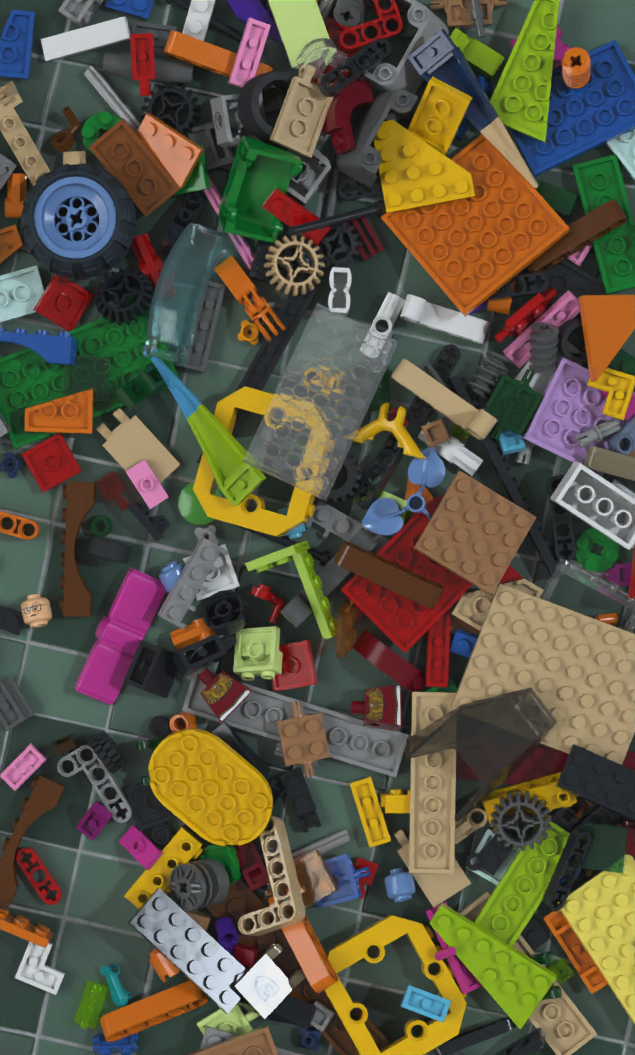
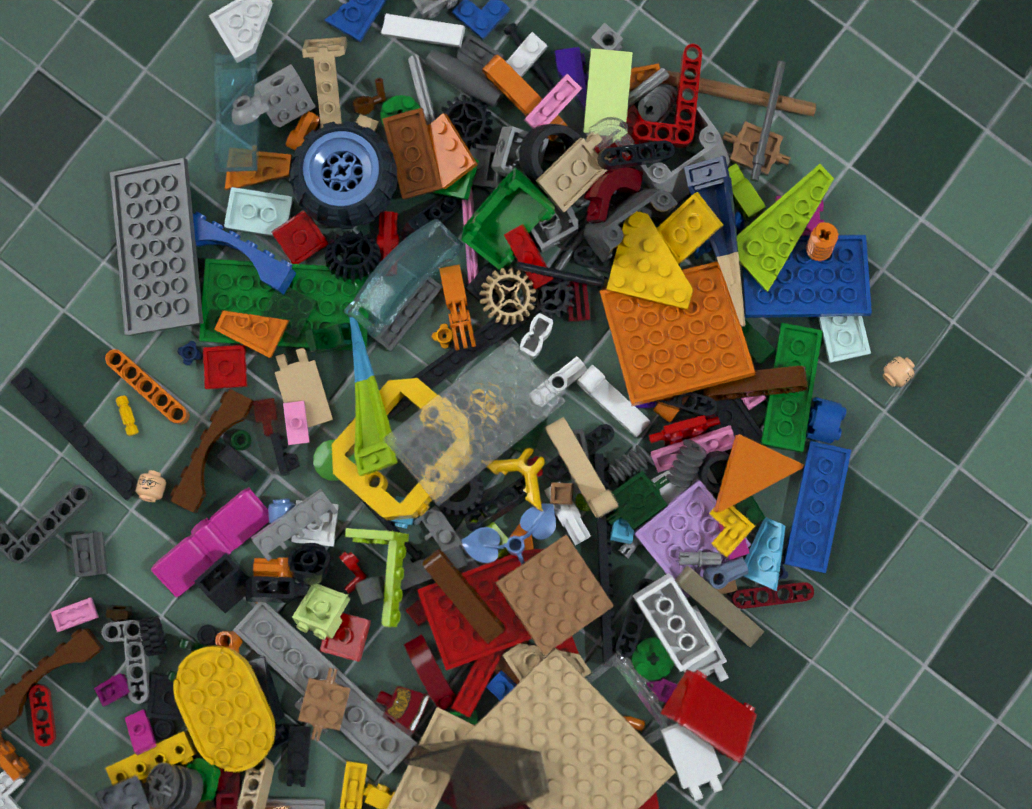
camera: 30 degrees right, 5 degrees down
(143, 60) = (461, 68): red plate -> none
(210, 531) = (329, 487): light grey plate -> none
(223, 692) = (274, 631): torso -> none
(345, 633) = (403, 629): clear orange plate -> none

